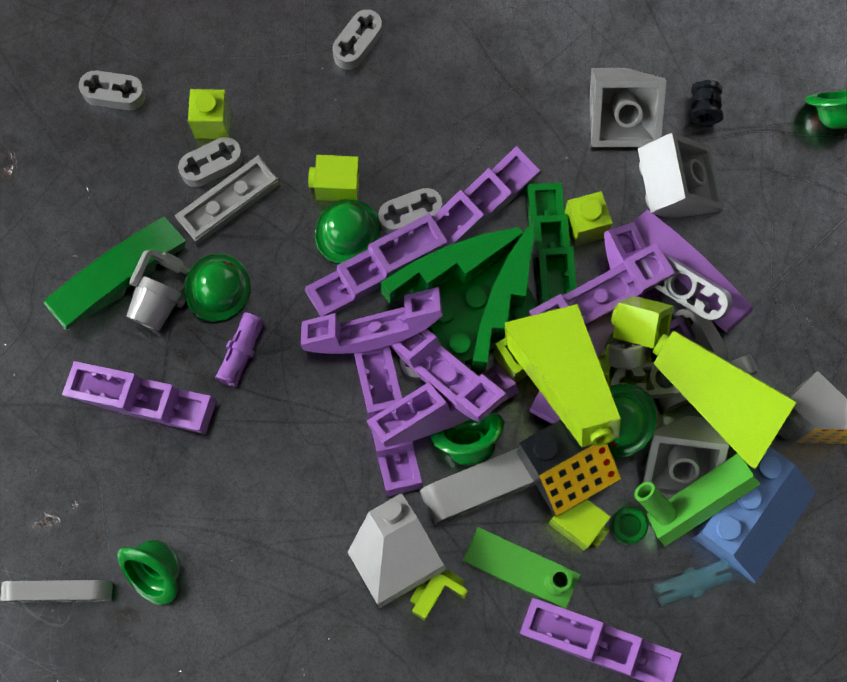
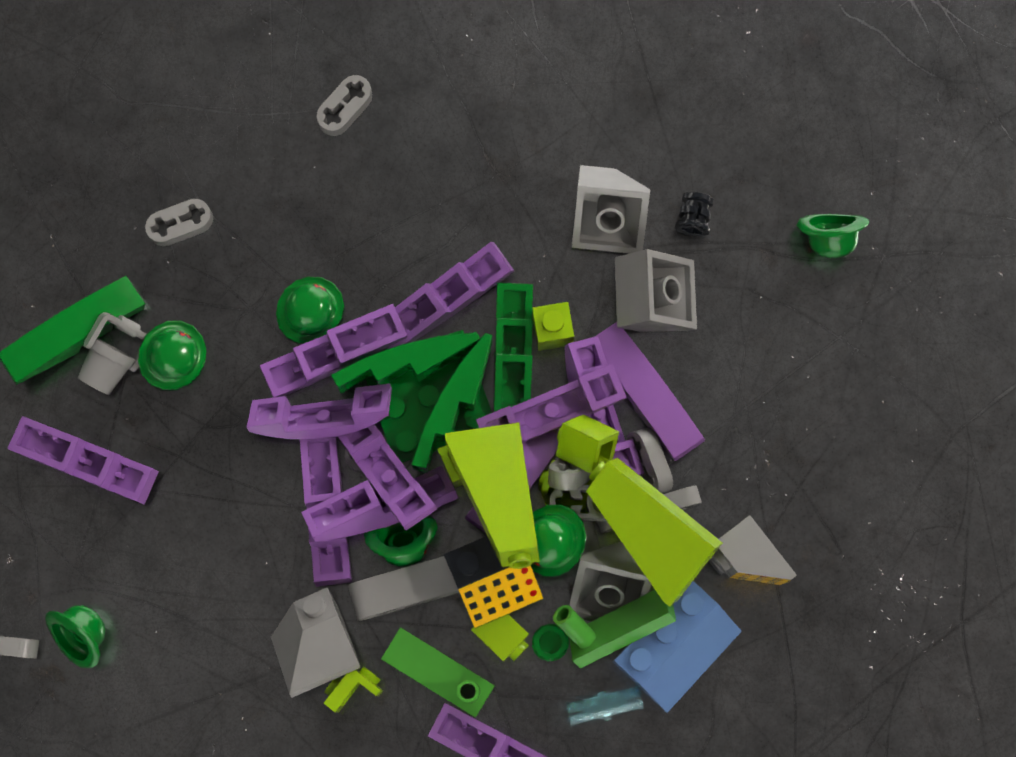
camera: 10 degrees right, 5 degrees up
(113, 86) = (89, 127): light grey beam -> none
(209, 113) = (182, 173): lime brick -> none
(227, 199) = (192, 264): light grey tile -> none
(240, 349) = (187, 422): medium lavender pin -> none
(335, 177) = (303, 254): lime brick -> none
(406, 204) = (374, 288): light grey beam -> none
(711, 289) = (648, 432): light grey beam -> none

